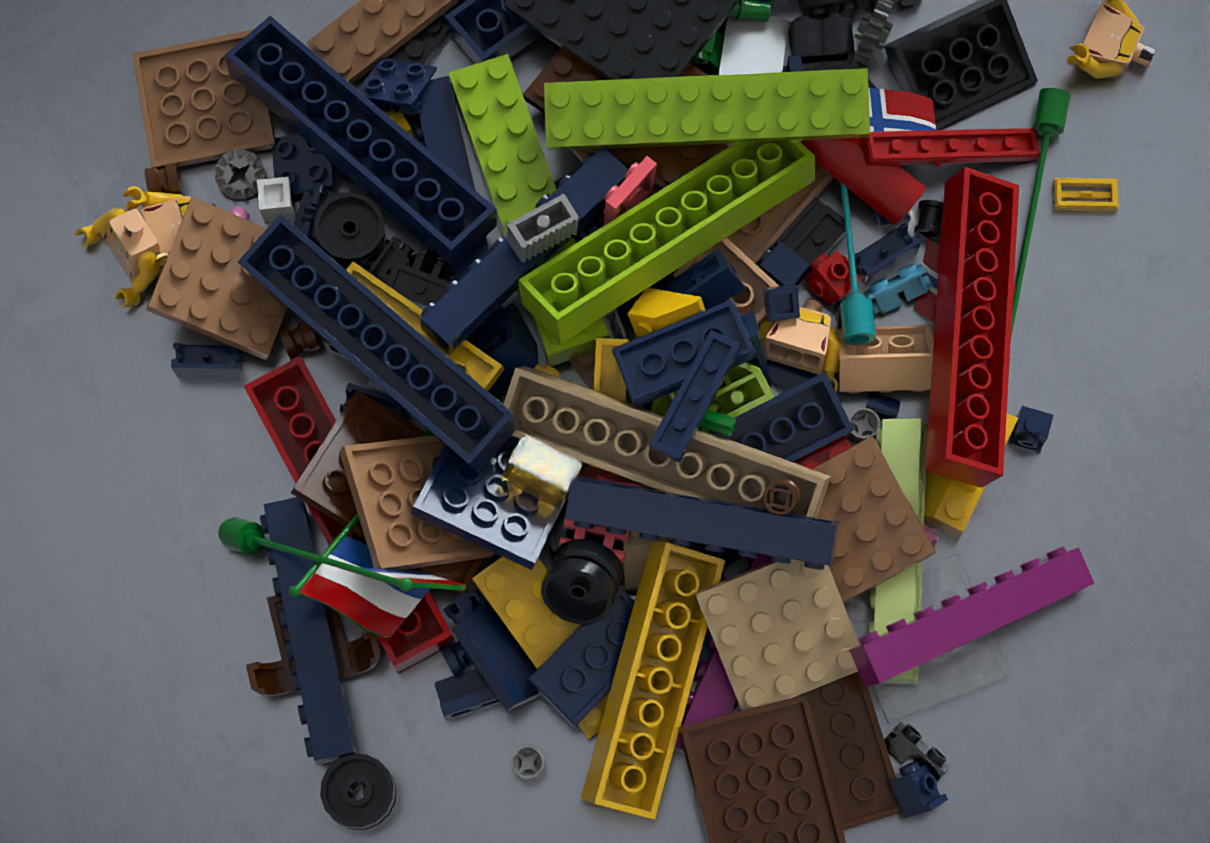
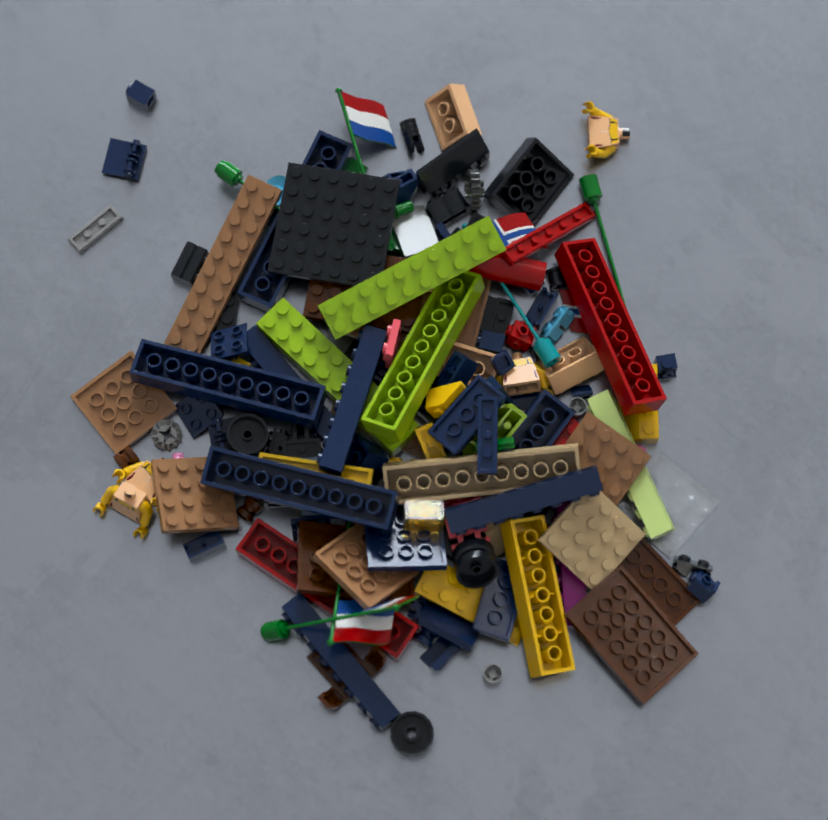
camera: 30 degrees left, 0 degrees up
(275, 198) = (195, 438): white panel -> none
(542, 228) = (359, 385): light grey brick -> none
(787, 493) = (560, 466): reddish brown wheel -> none
(970, 617) = (686, 480): magenta brick -> none
(1087, 206) = (631, 232): yellow tile -> none

